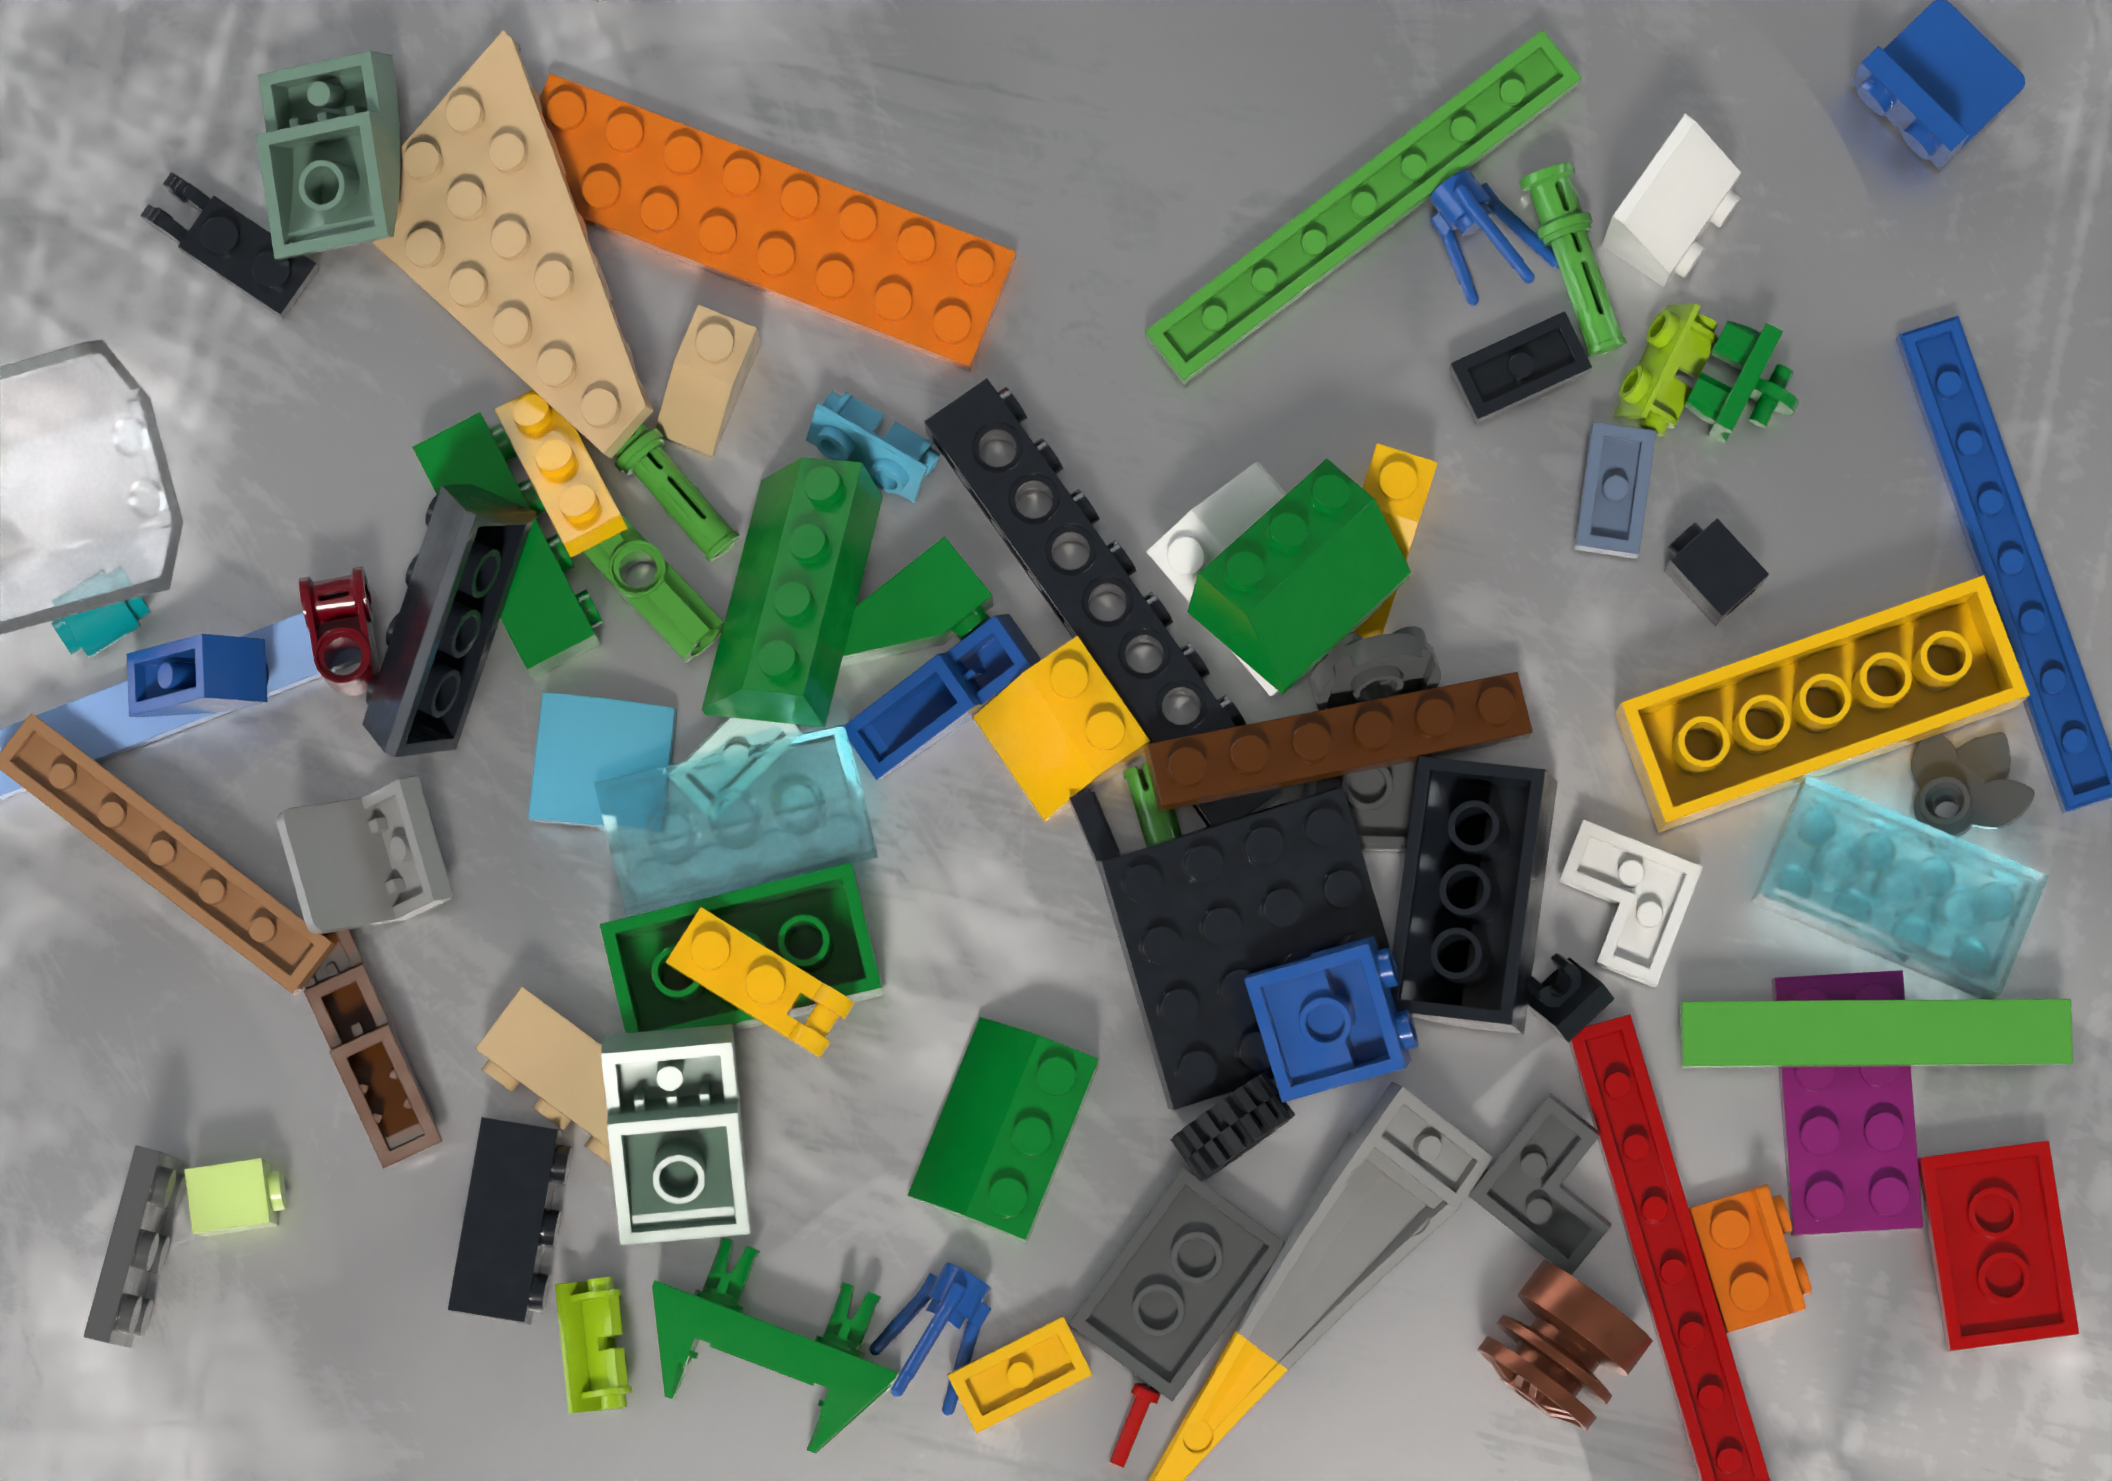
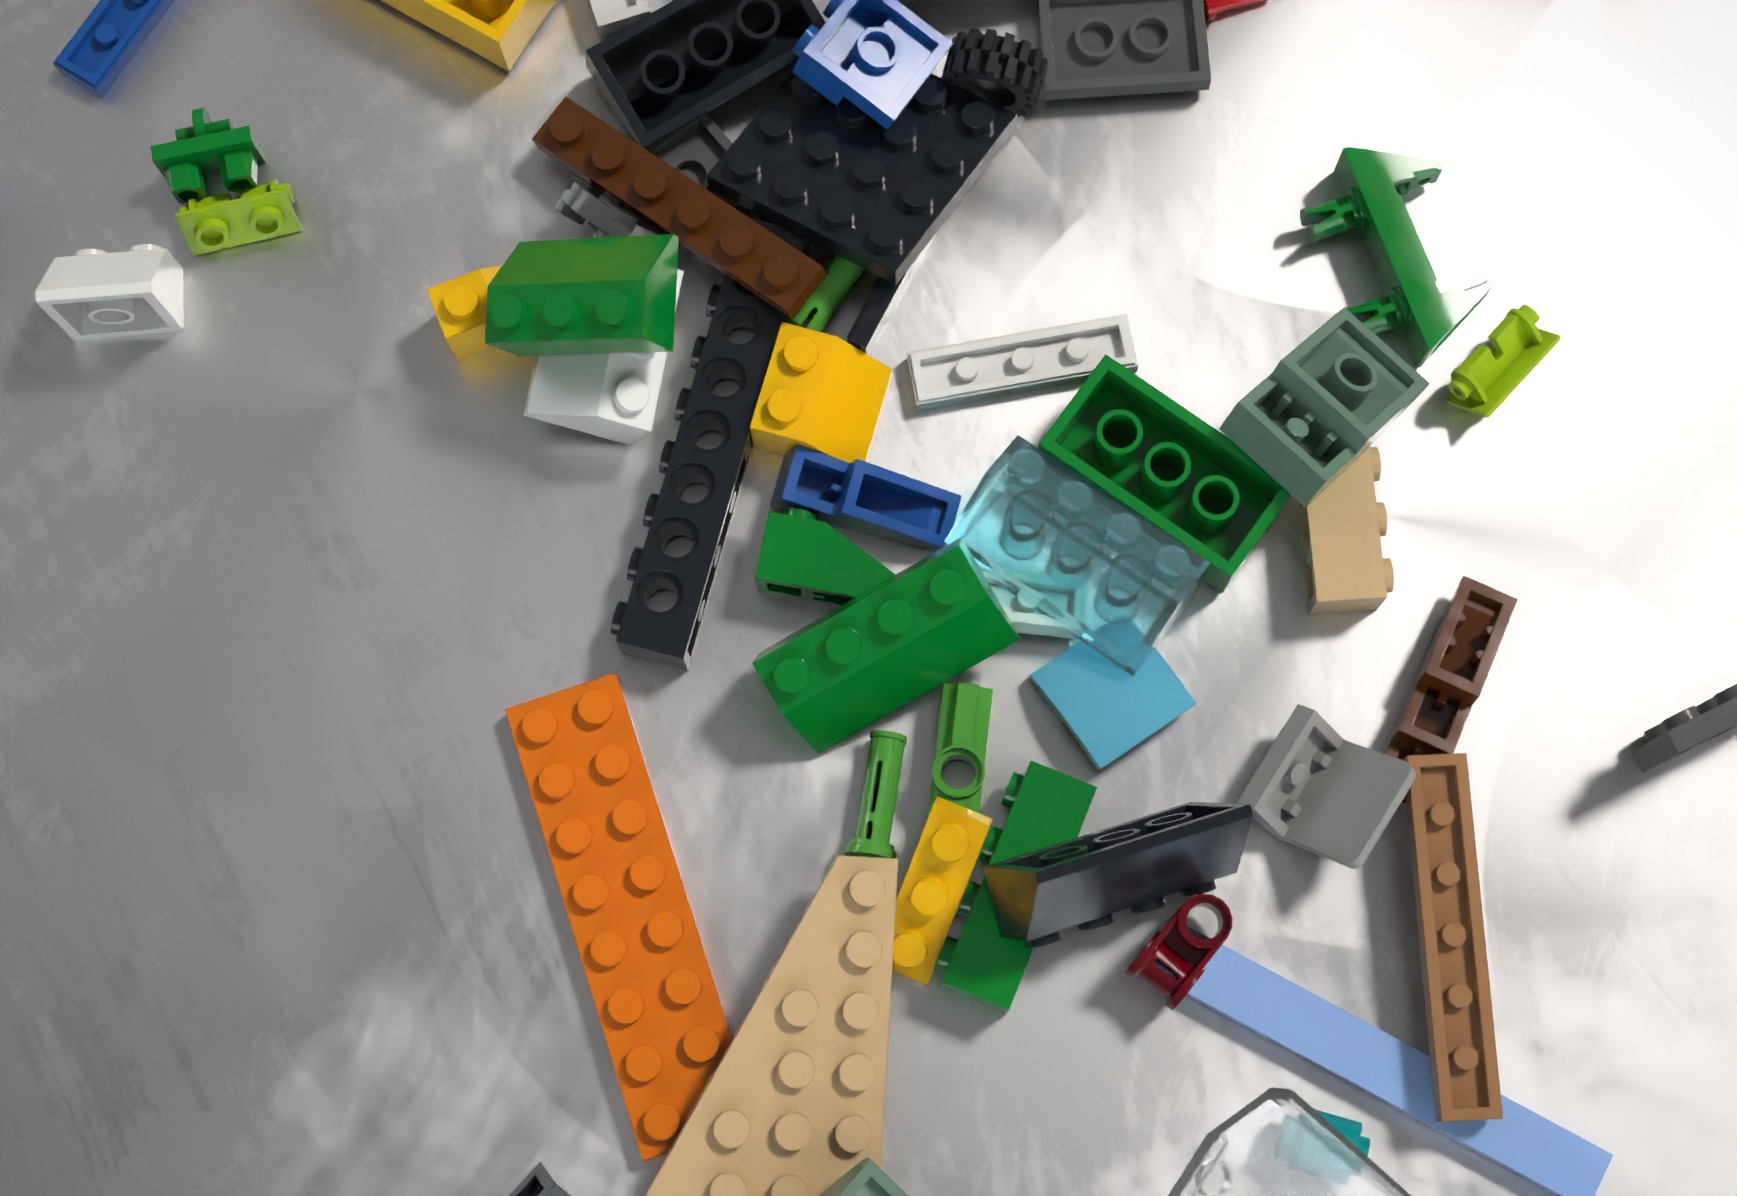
camera: 130 degrees left, 5 degrees down
(197, 676) = (1308, 1022): blue slope -> none
(234, 1197) = (1629, 684): yellowish green brick -> none
(509, 1221) = (1474, 486): black brick -> none
(707, 380) = (778, 845): tan slope -> none
(757, 981) = (1176, 433): yellow plate -> none
(846, 432) = (736, 718): medium azure hinge -> none
(954, 1298) = (1260, 162): blue plant -> none
(955, 938) = (1018, 361): none -> white tile
(1004, 1128) = (1121, 220): green slope -> none
(1019, 1374) = (1269, 87): yellow plate -> none
(1362, 207) = (281, 498): bright green plate -> none
(1471, 206) = (225, 429): blue plant -> none
(1520, 367) = (314, 306): black plate -> none
(1565, 230) = (191, 351): bright green pin -> none
(1615, 490) = (352, 181): sand blue plate -> none
(1714, 570) = (357, 75): black brick -> none

